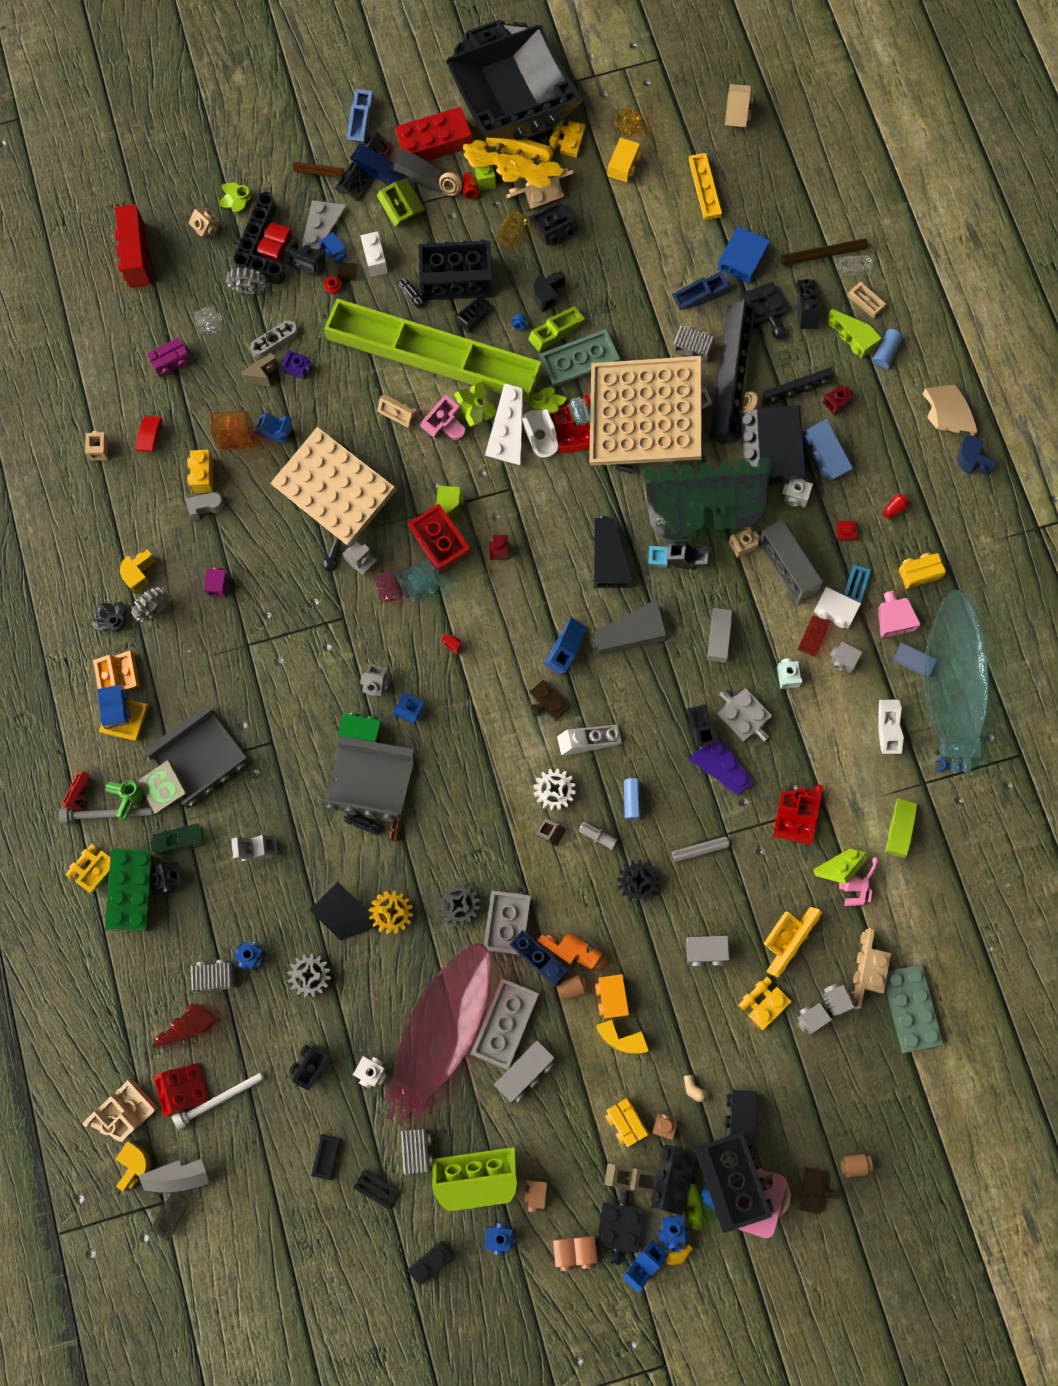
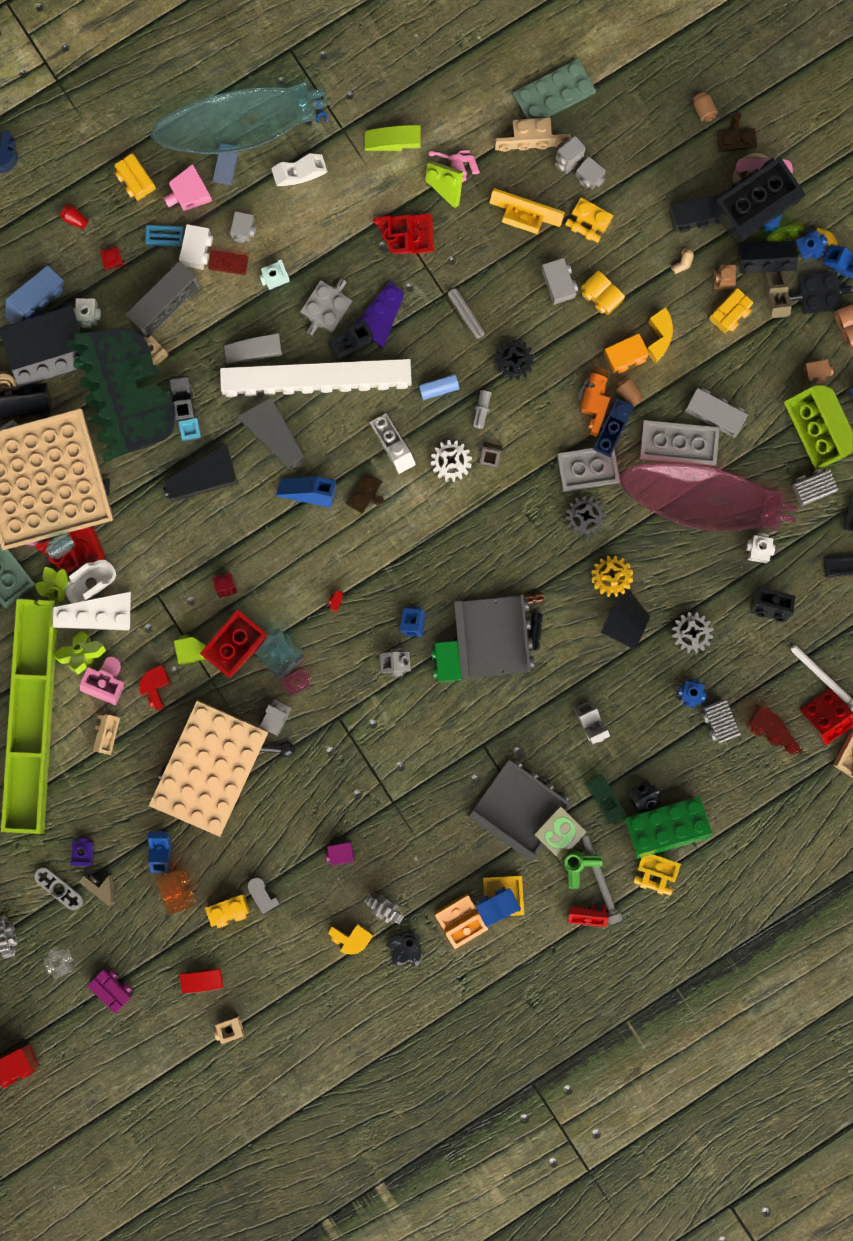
camera: 110 degrees left, 10 degrees up
(427, 459) = (151, 683): none -> red brick
(675, 686) = (316, 377): none -> white brick
(683, 992) = (602, 293): none -> yellow brick

